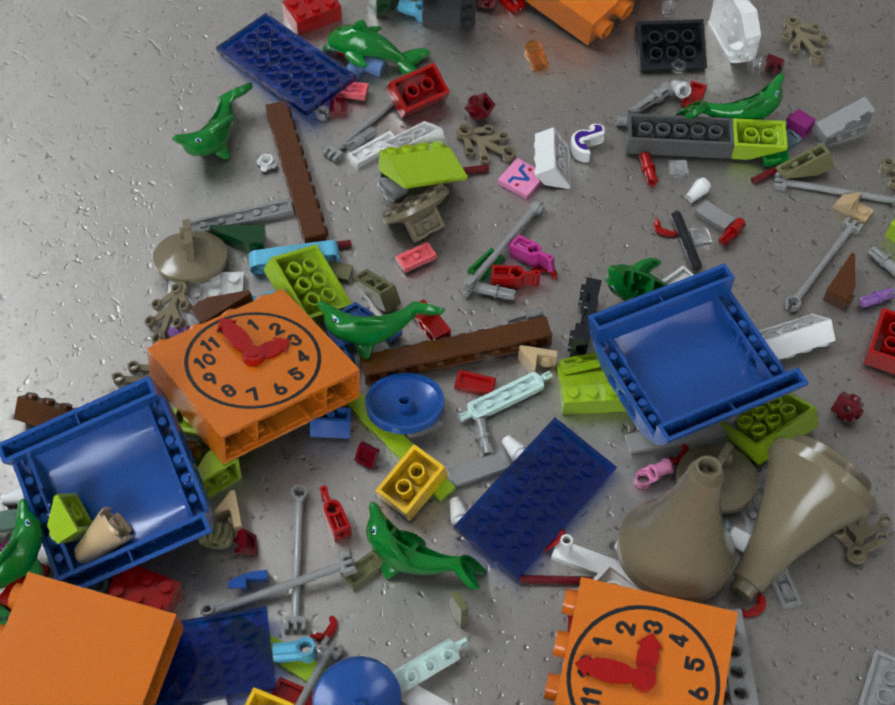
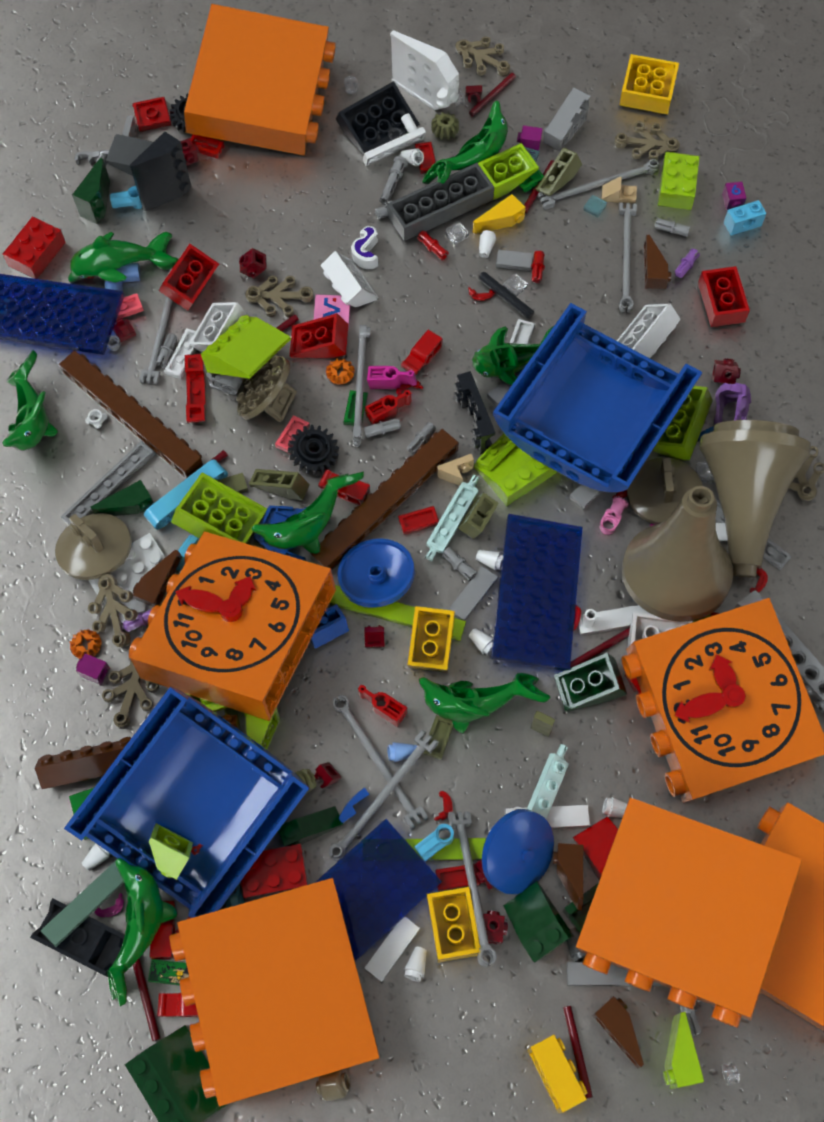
camera: 30 degrees left, 10 degrees up
(103, 536) = (209, 845): tan cone -> none
(121, 351) = (92, 669): none -> magenta brick
(135, 334) = (93, 646): none -> orange gear
(199, 576) = (309, 827): none -> dark green slope
(229, 510) = (293, 752): tan slope -> none
(319, 560) = (399, 751): none -> light blue cone
(362, 182) = (195, 388): none -> red slope
(420, 287) = (310, 460): none -> black gear
(493, 234) = (345, 375): none -> orange gear
(495, 193) = (319, 338): none -> red slope
(528, 405) = (478, 515): none -> olive brick
(530, 602) = (590, 683): none -> dark green slope
(536, 58) = (269, 190): clear orange piece -> none
(576, 249) = (423, 352): none -> red piece
(692, 73) = (414, 136): none -> white piece
(728, 78) = (445, 126): none -> olive gear
(728, 174) = (500, 216): none -> yellow slope
(791, 73) = (492, 94): none -> dark red bar
(823, 208) = (595, 206): none -> clear light blue tile
(841, 429) = (732, 393): none -> medium lavender piece

